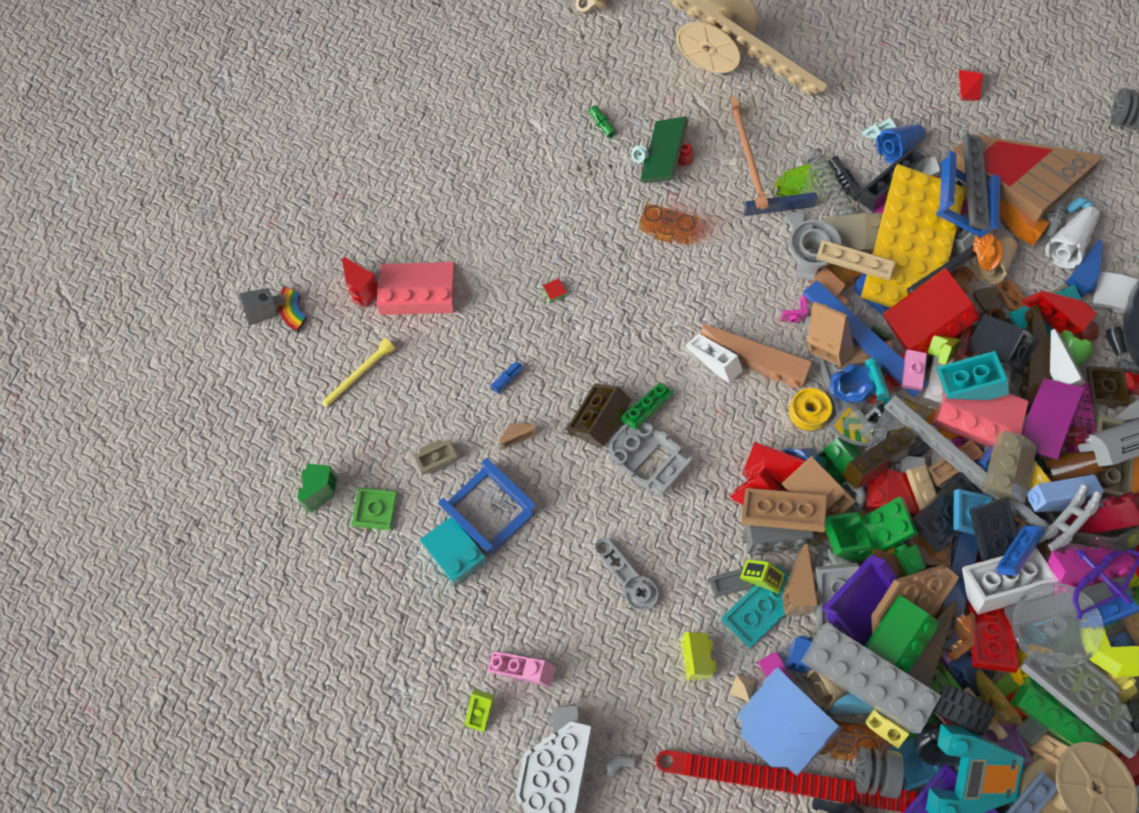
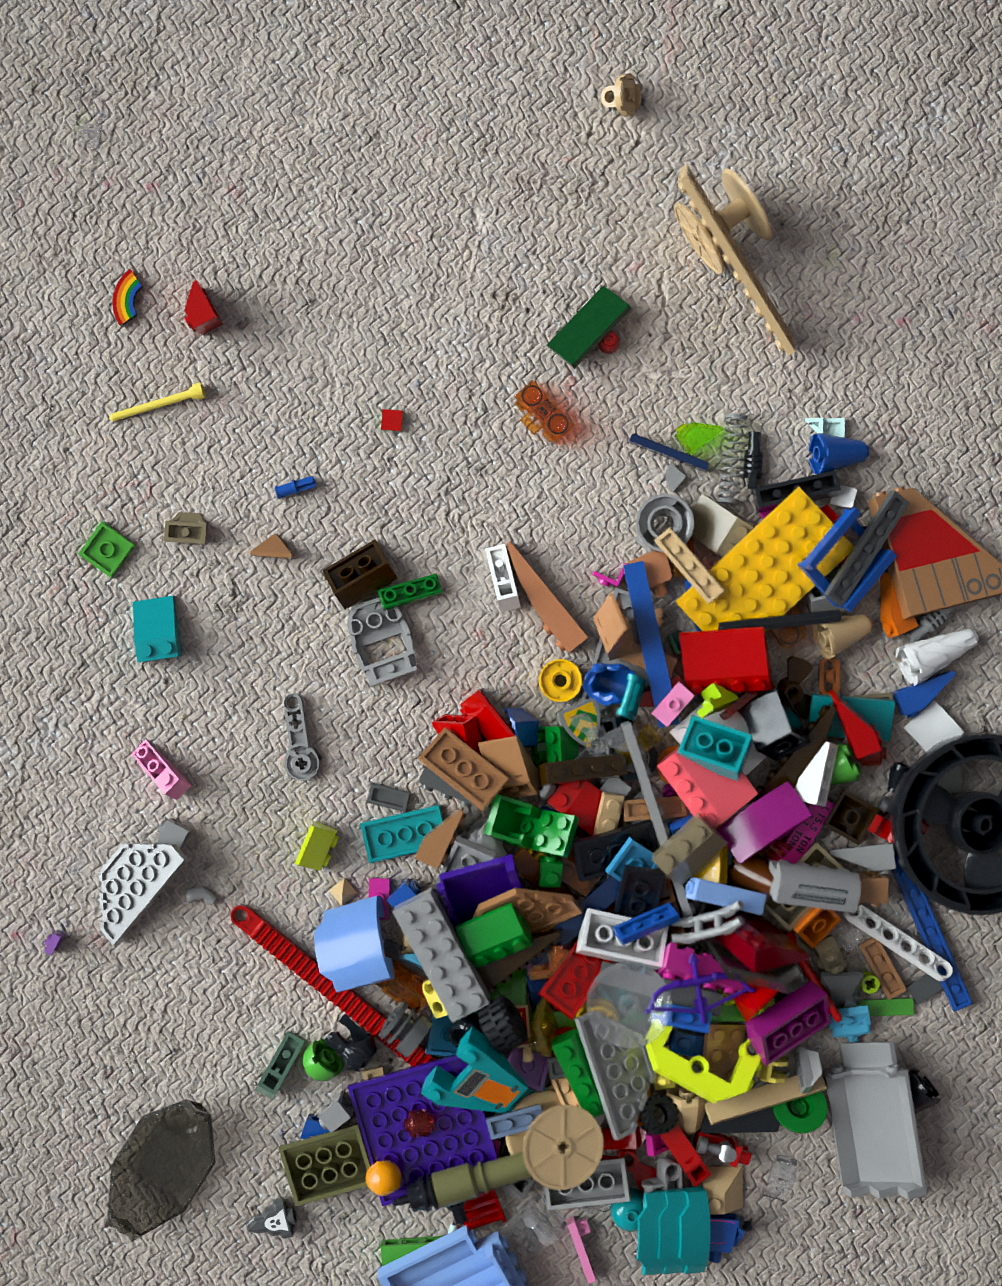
camera: 30 degrees right, 20 degrees up
(260, 305) = (87, 280): dark grey torso -> none
(317, 486) = (61, 502): green slope -> none
(416, 288) = (258, 341): coral slope -> none
(479, 710) = (106, 785): lime slope -> none
(509, 488) = (179, 617): blue piece -> none
(602, 121) = (547, 254): green pin -> none
(639, 158) = (562, 316): light aqua plate -> none
(761, 200) = (645, 445): nougat hinge -> none
(763, 575) = (417, 809): lime slope -> none
(970, 84) = (957, 424): red slope -> none
(988, 251) = (825, 627): orange hat -> none
(1078, 203) = (960, 619): medium azure arm -> none

